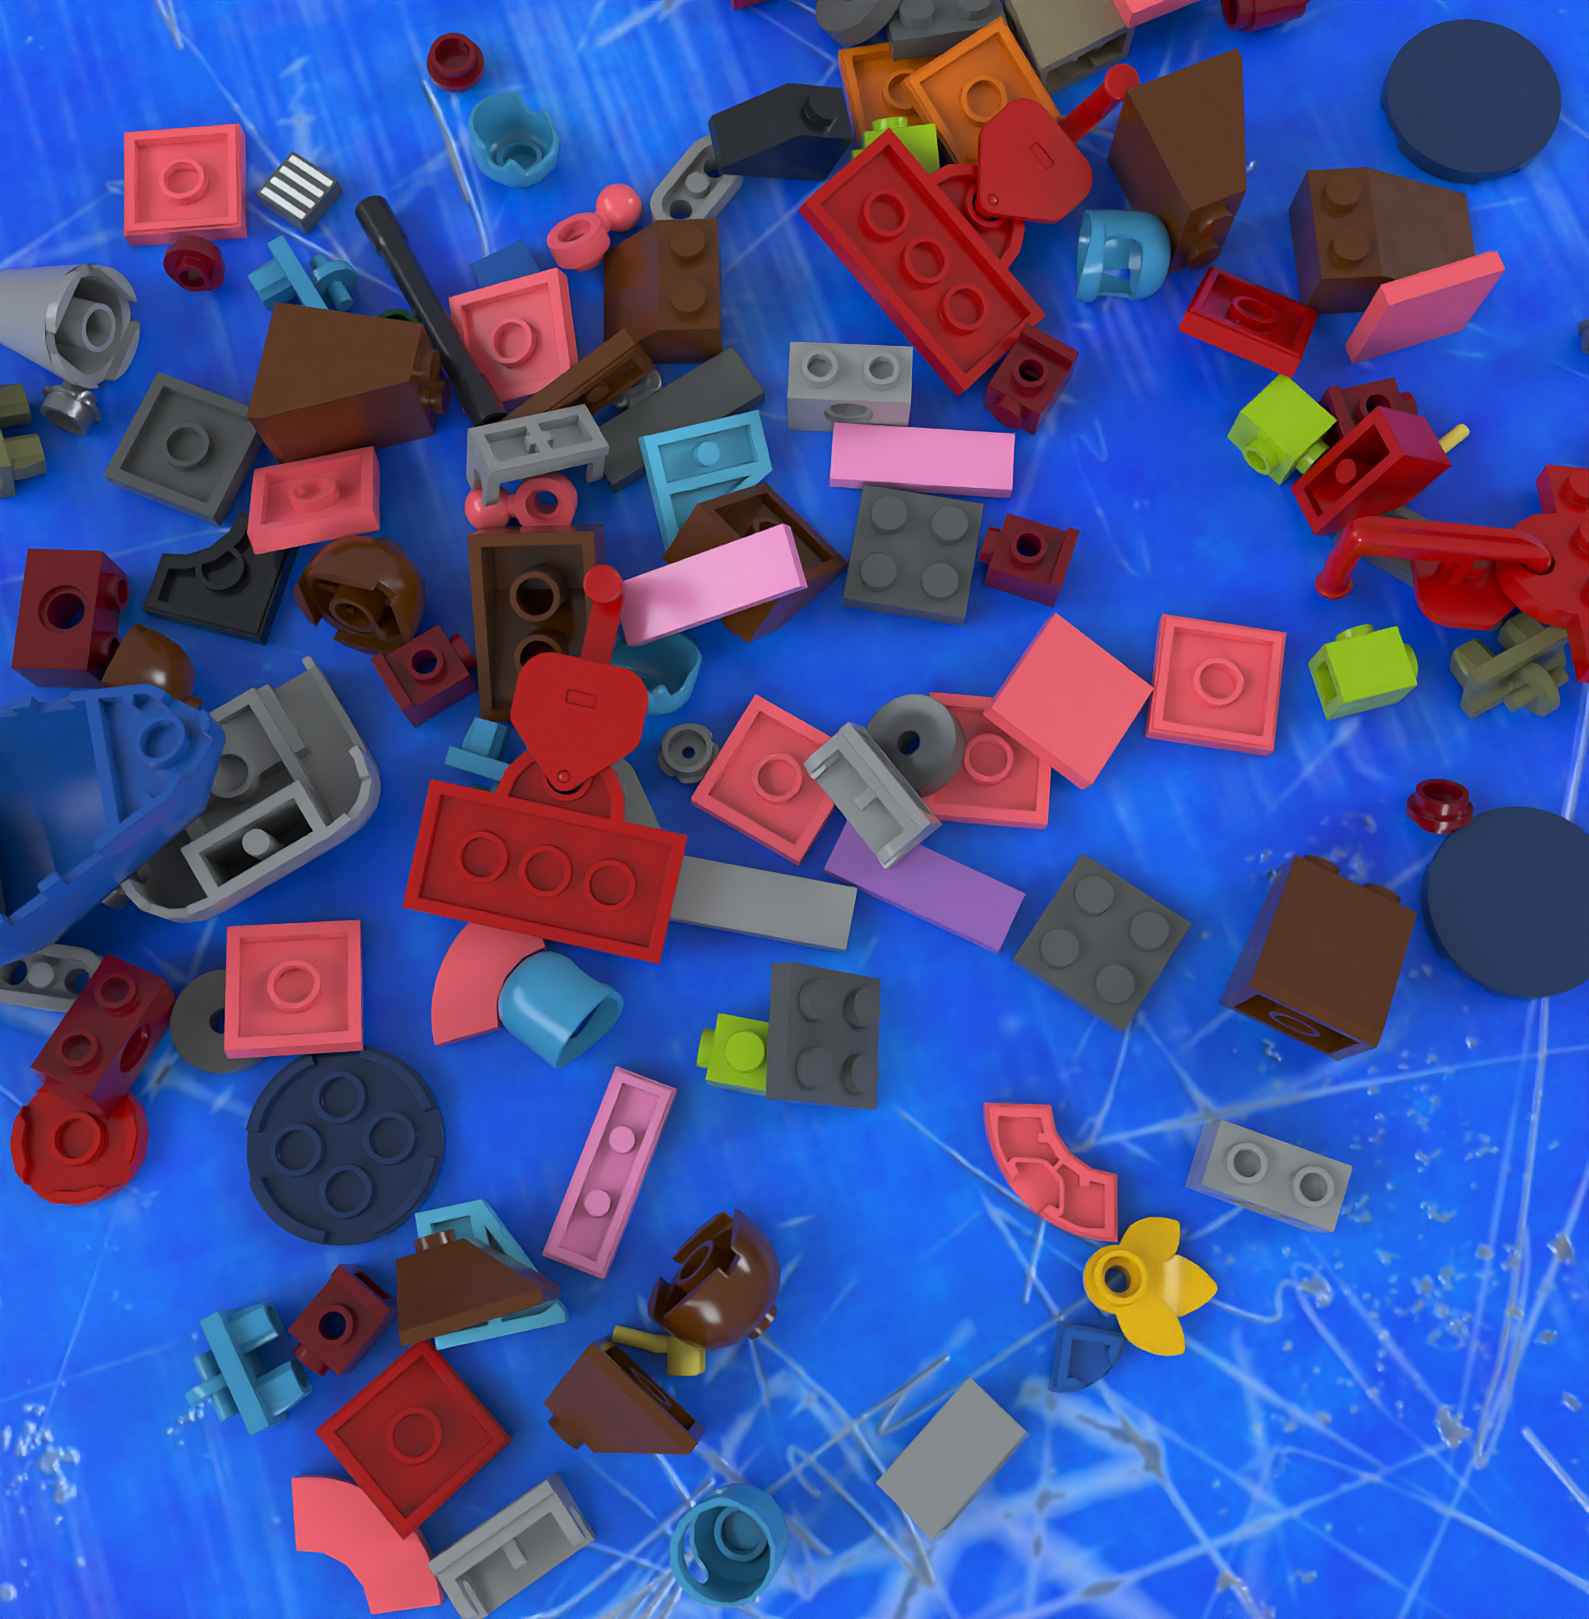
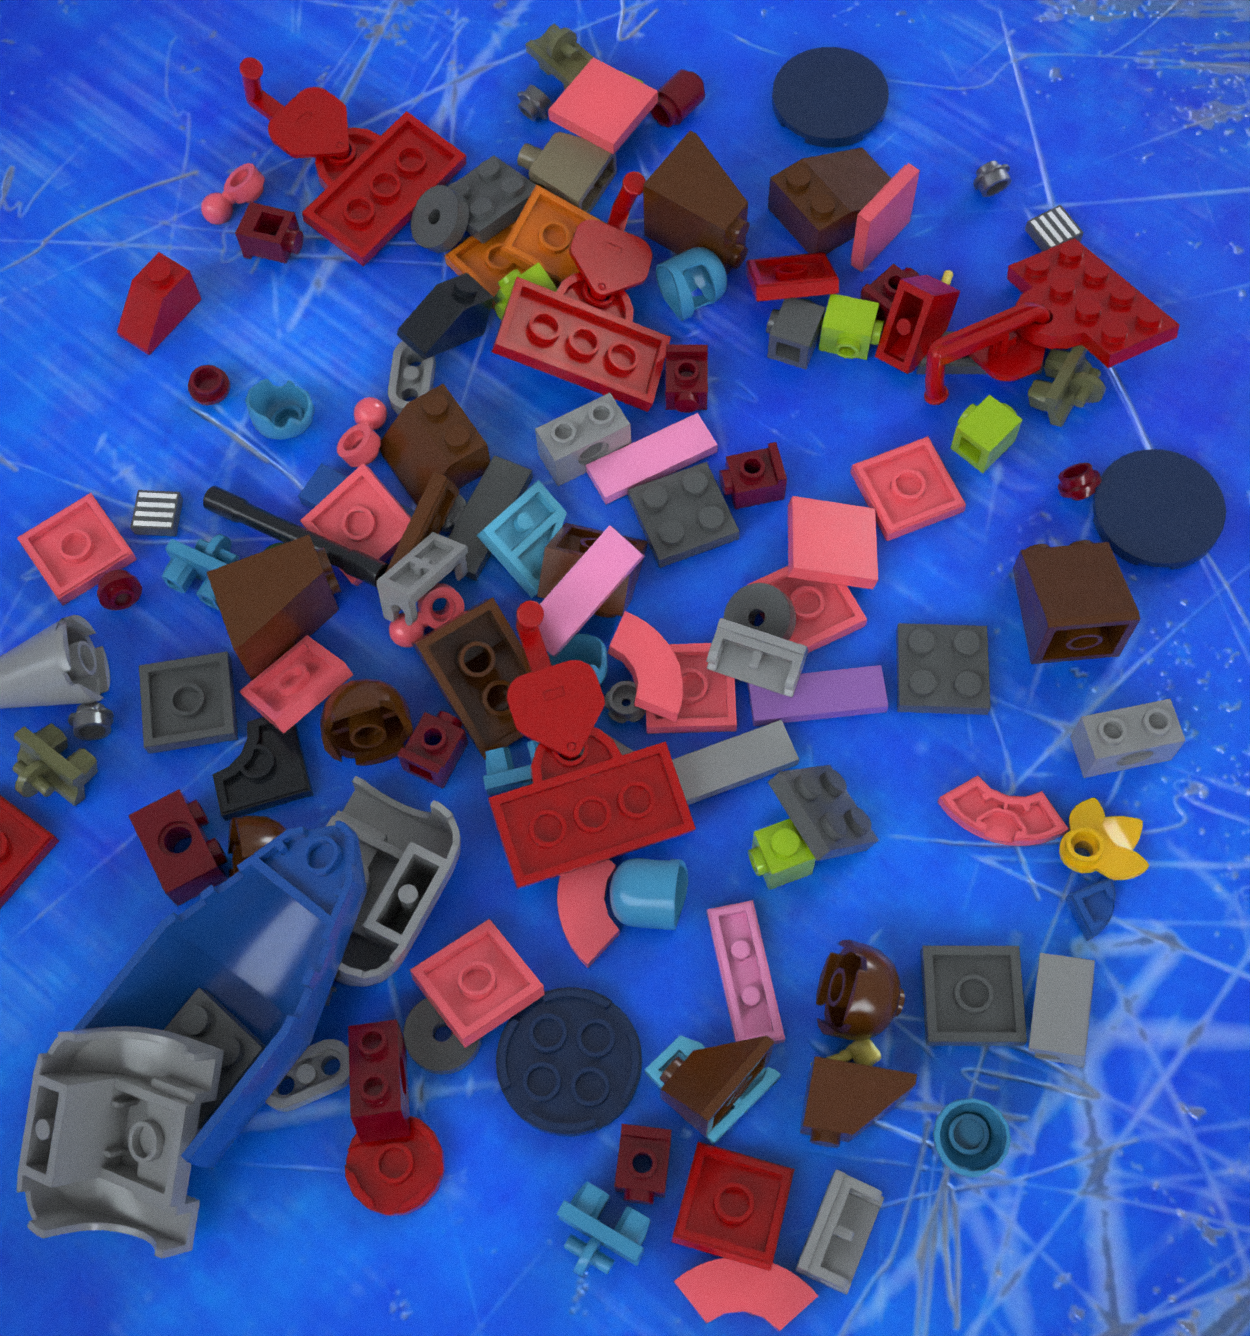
camera: 30 degrees left, 10 degrees down
(742, 726) = (651, 664): none -> coral tile
(858, 1372) = (973, 996): none -> dark grey plate
(1207, 395) = (794, 331): none -> dark grey brick

